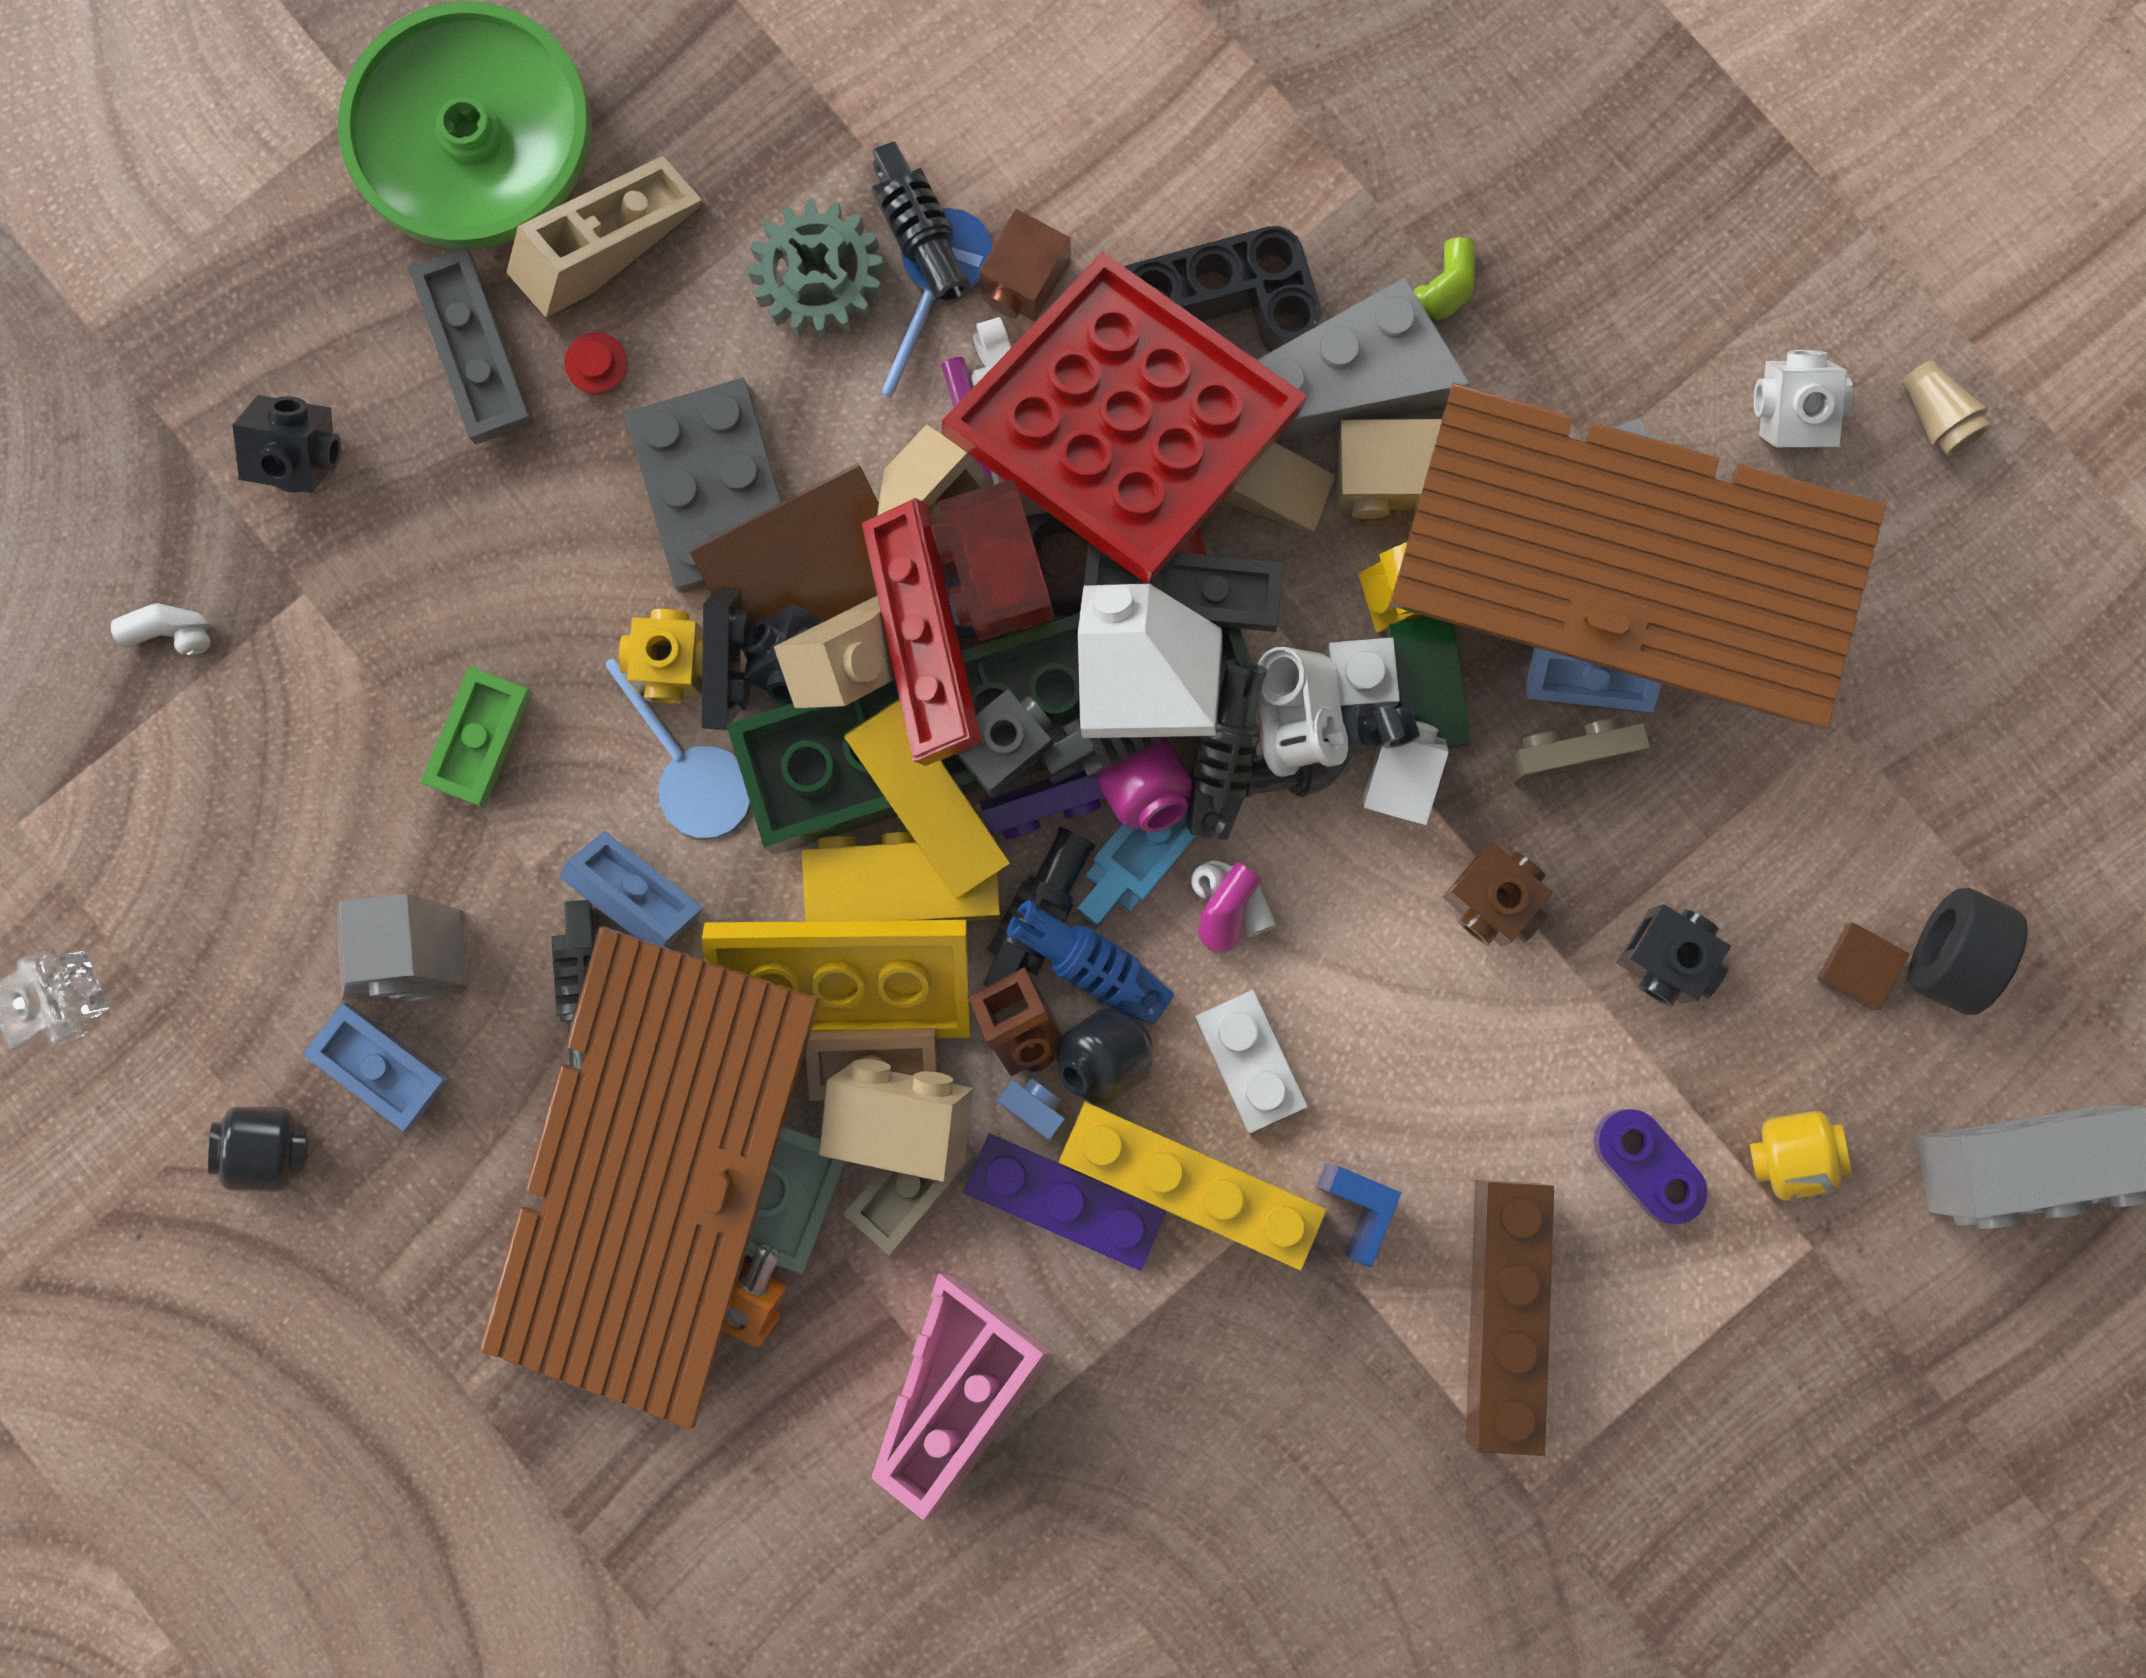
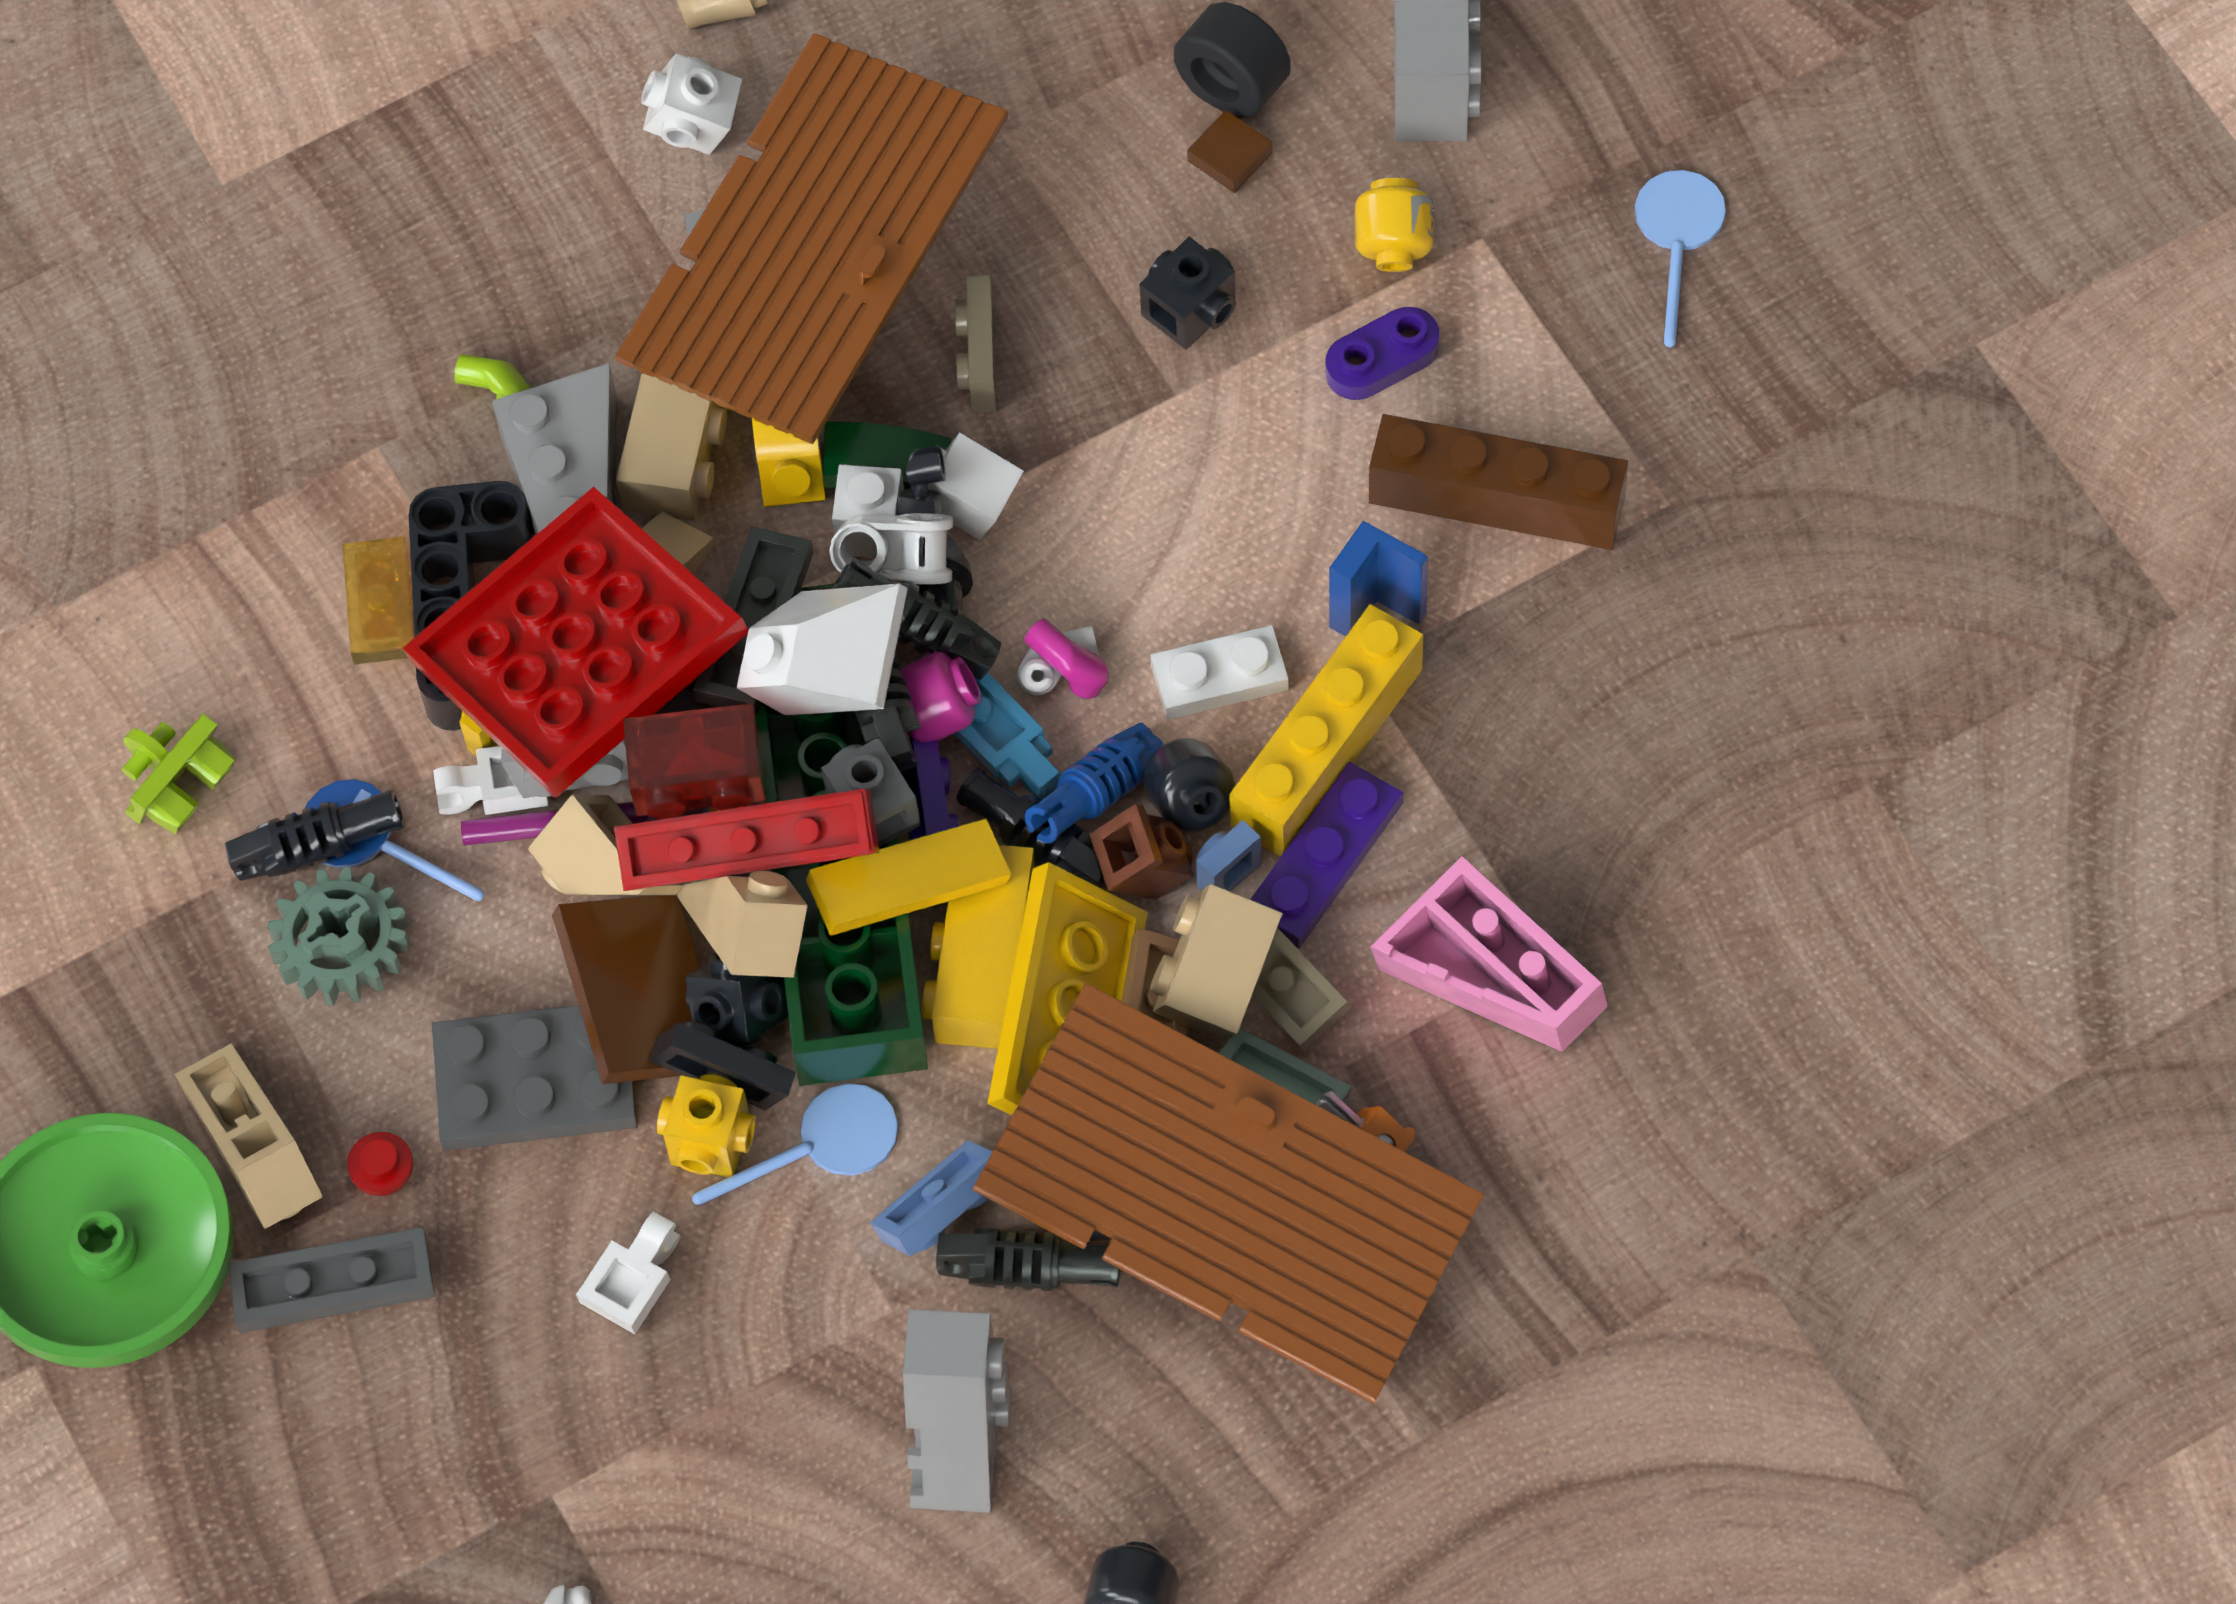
camera: 80 degrees left, 20 degrees down
(285, 443) = (395, 1463): black brick -> none
(376, 1067) = (1068, 1470): medium blue plate -> none
(476, 737) = (747, 1328): bright green plate -> none
(510, 615) = (629, 1280): none -> white plate
(936, 69) = (158, 795): none -> lime hips
(1024, 266) = (385, 744): copper brick -> none
(1183, 219) = (378, 599): none -> clear yellow plate
(1476, 897) = (1103, 426): reddish brown brick -> none
(1582, 683) = (912, 326): medium blue plate -> none
(1881, 1454) = (1680, 214): none -> light blue piece

